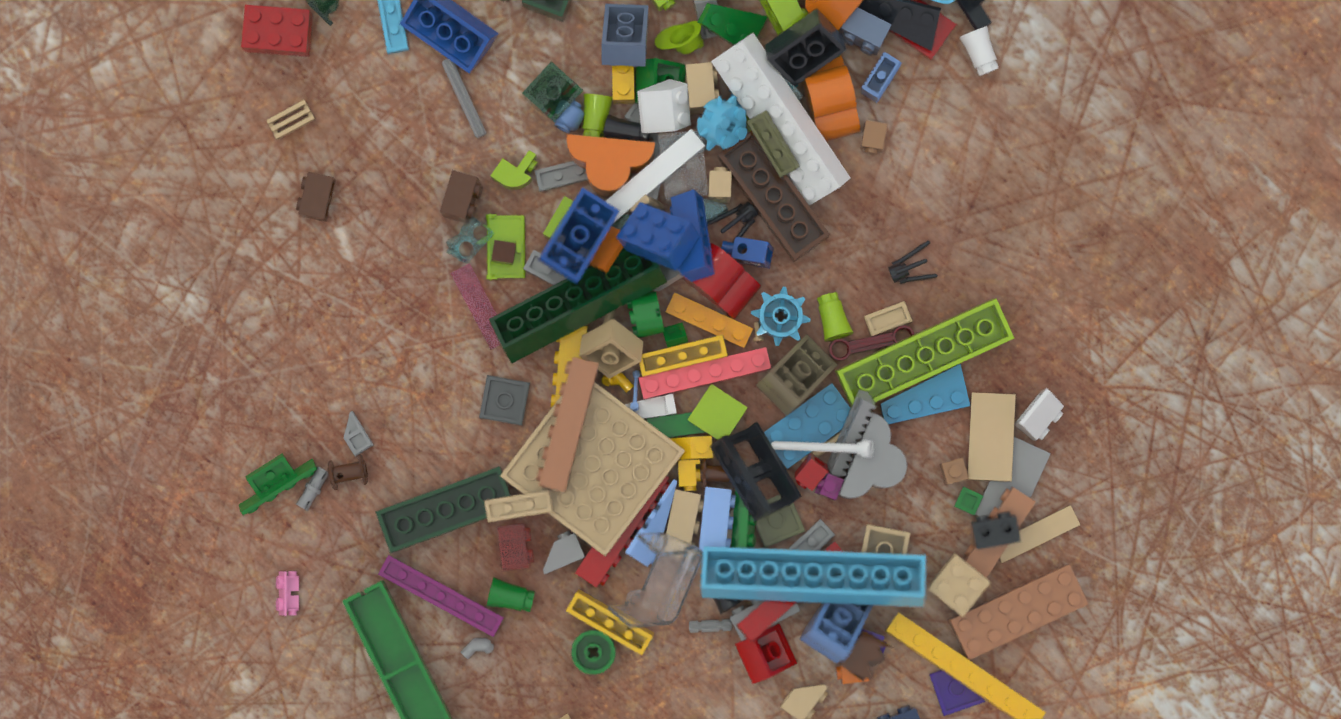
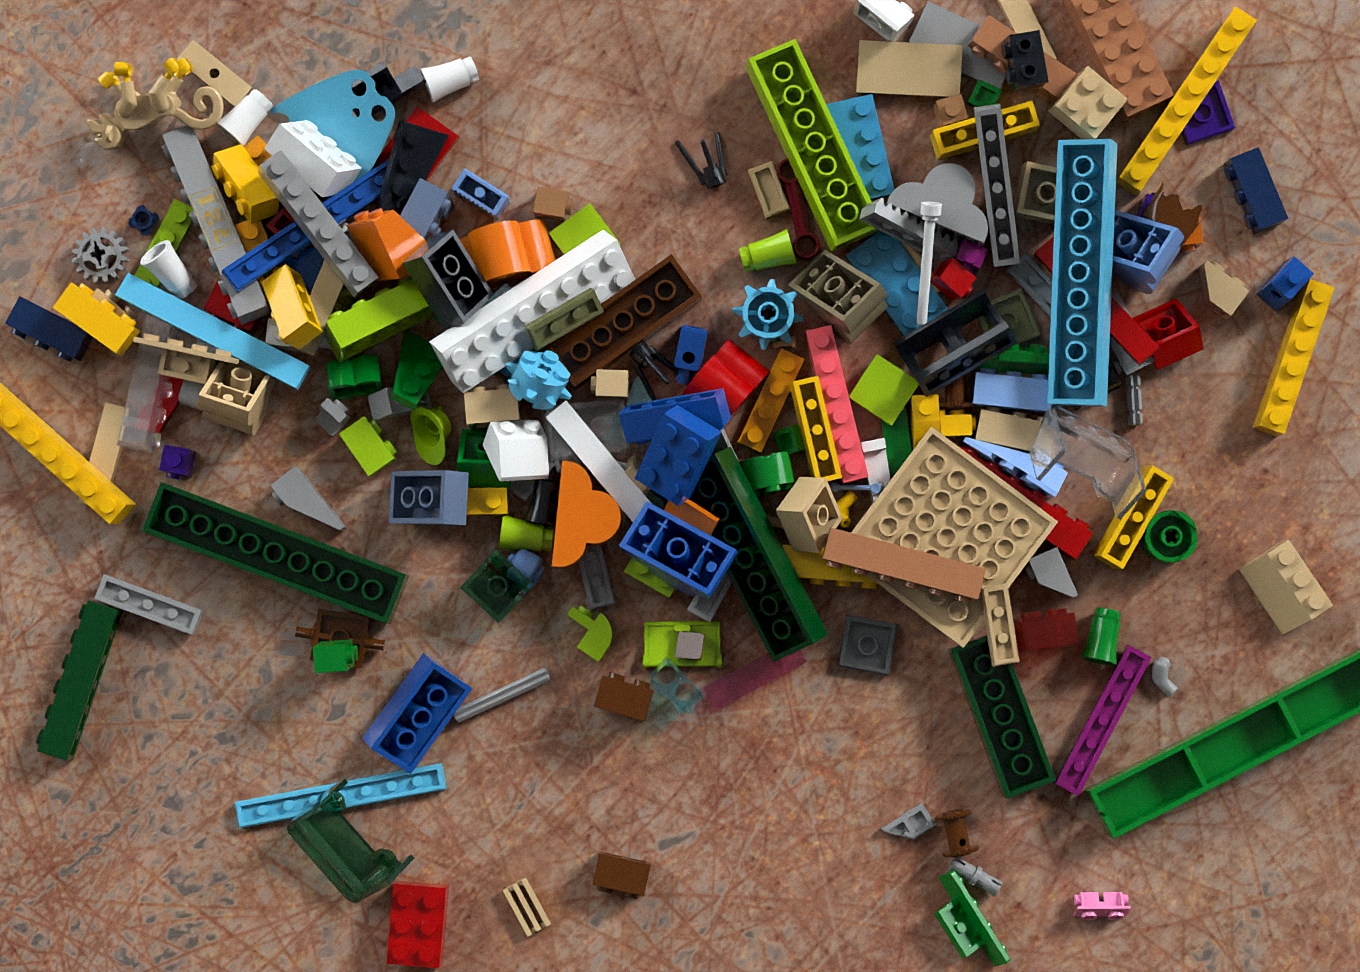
camera: 90 degrees left, 0 degrees up
(853, 161) = (579, 229): none -> lime tile
(889, 506) = (997, 185): none -> light grey brick
(938, 499) = (962, 136): none -> yellow brick

